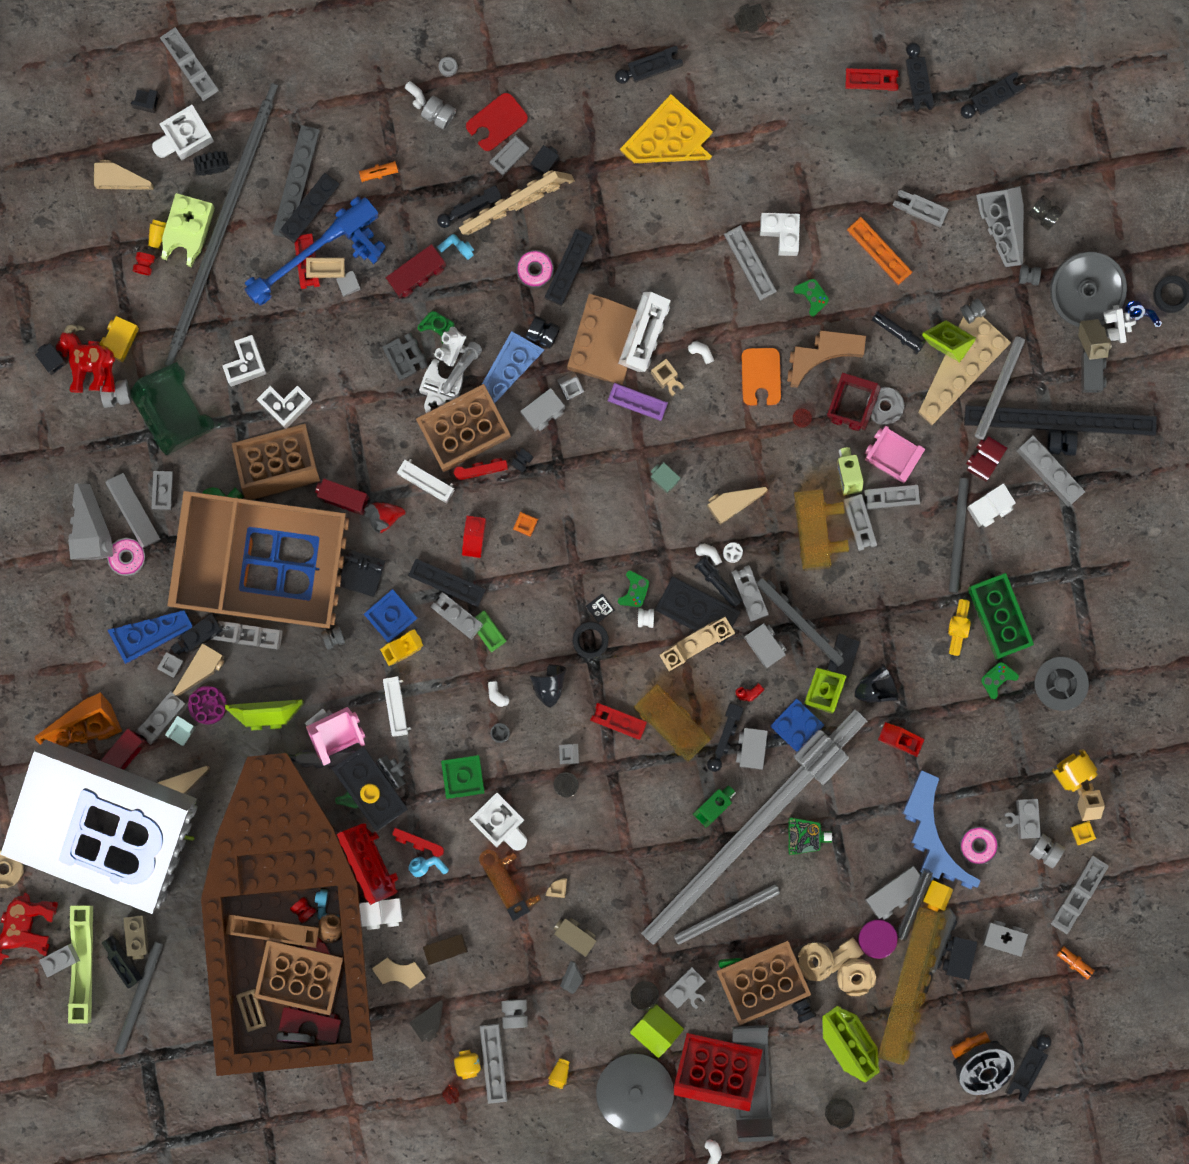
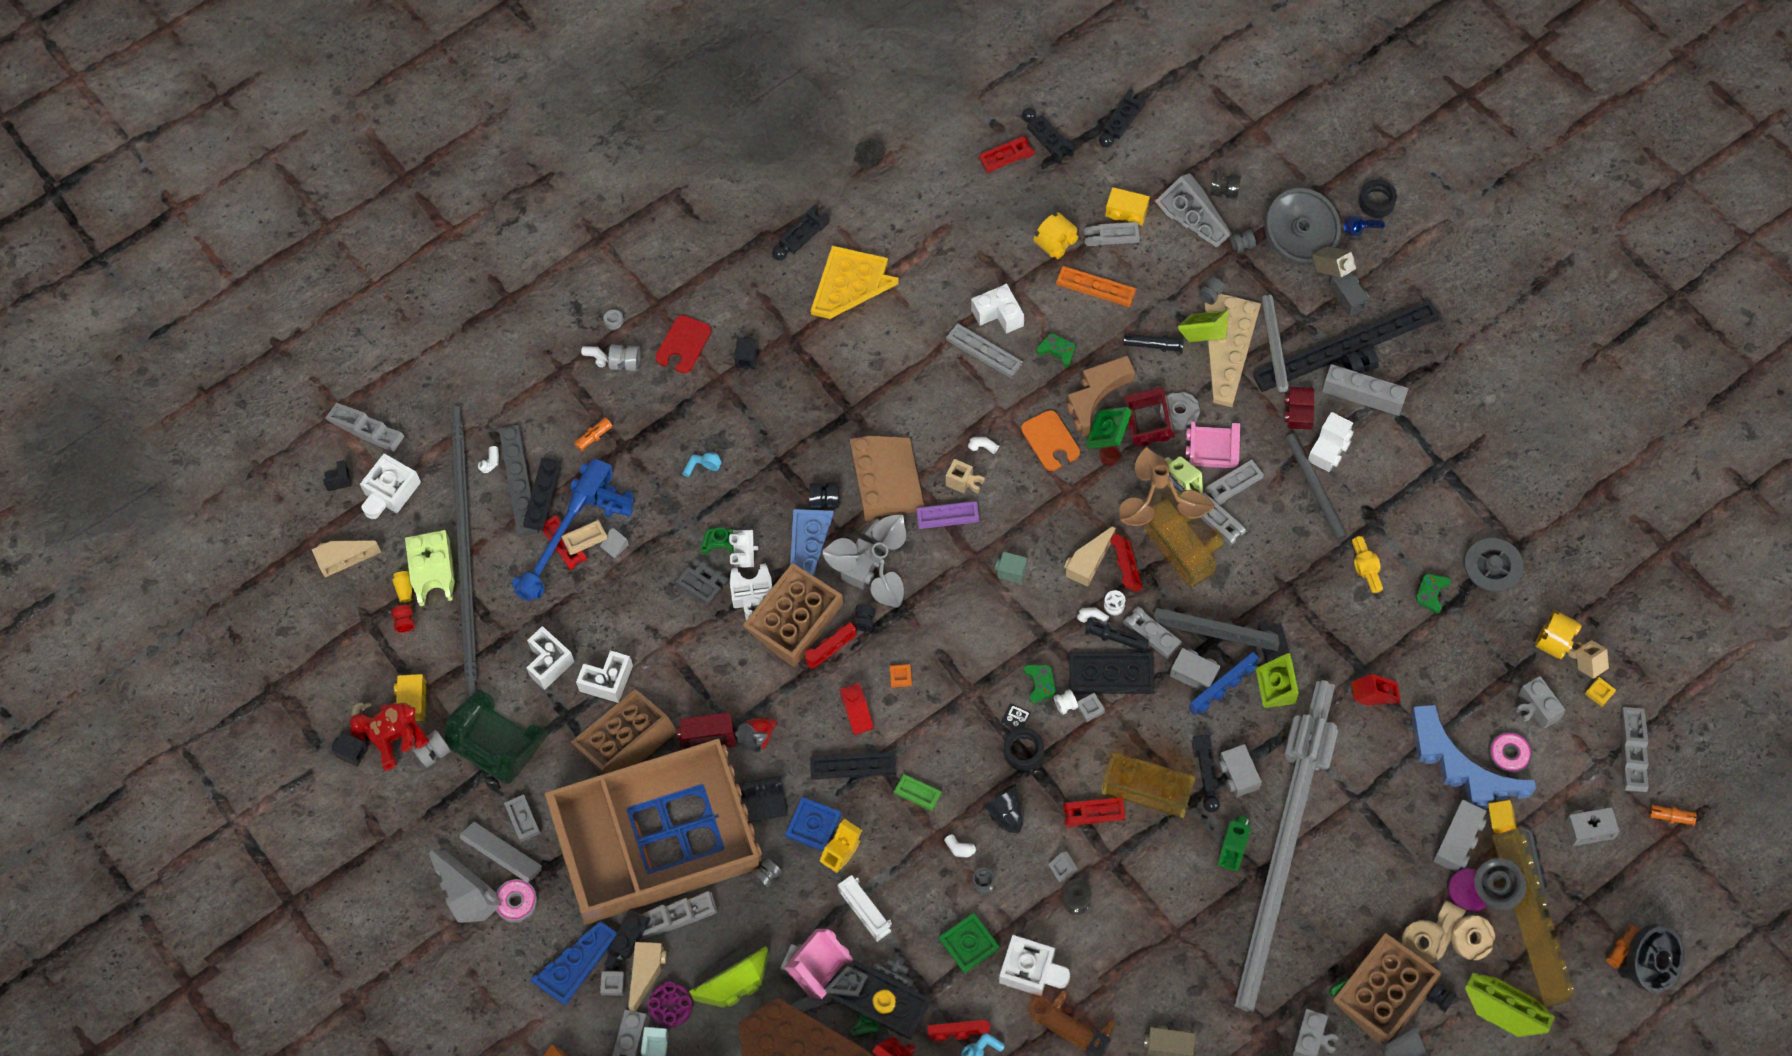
camera: 25 degrees left, 20 degrees down
(211, 163) = (427, 498): black tyre -> none
(282, 153) = (493, 460): none -> white arm
(349, 764) = (847, 983): none -> dark grey piece
(416, 272) = (674, 502): dark red brick -> none
(425, 481) = (782, 682): white container -> none
(457, 616) = (879, 791): light grey plate -> none
(471, 352) = (765, 546): light grey plant -> none
(477, 202) = (711, 407): black plate -> none
(509, 155) = (710, 365): light grey tile -> none
(518, 200) = (740, 393): tan wing -> none
(528, 399) = (889, 534): none -> light grey plant
(535, 258) = (786, 438): tile -> none
(557, 888) = (1125, 1006): tan tile -> none
(568, 267) = (817, 431): black plate -> none
(639, 358) = (920, 450): white brick -> none
(663, 632) = (1090, 707): none -> light grey plate
(696, 642) = (1130, 695): tan slope -> none
(727, 914) = (1308, 944): light grey axle -> none
(747, 694) = (1206, 724): red arm -> none
(762, 522) = (1127, 562): none -> red plate
(790, 668) = (1219, 688): none -> blue plate
(796, 725) = (1268, 730): blue plate -> none
(806, 836) = (1340, 827): torso -> none
(813, 394) = (1108, 427): none -> green plate
(827, 454) = (1152, 466): none -> medium nougat plant
(868, 187) = (1056, 235): none -> yellow brick
(877, 686) = (1322, 655): black helmet -> none
(911, 955) = (1506, 897): none -> dark grey wheel
(914, 904) = (1485, 825): dark grey axle -> none
(948, 188) = (1127, 206): none -> yellow brick
(960, 957) = (1561, 865): black brick -> none
(1000, 616) = (1400, 534): green brick -> none
(1029, 1067) = (1696, 939): black plate -> none
(1053, 853) = (1579, 722): light grey wheel -> none
(1116, 315) = (1348, 239): white hips -> none

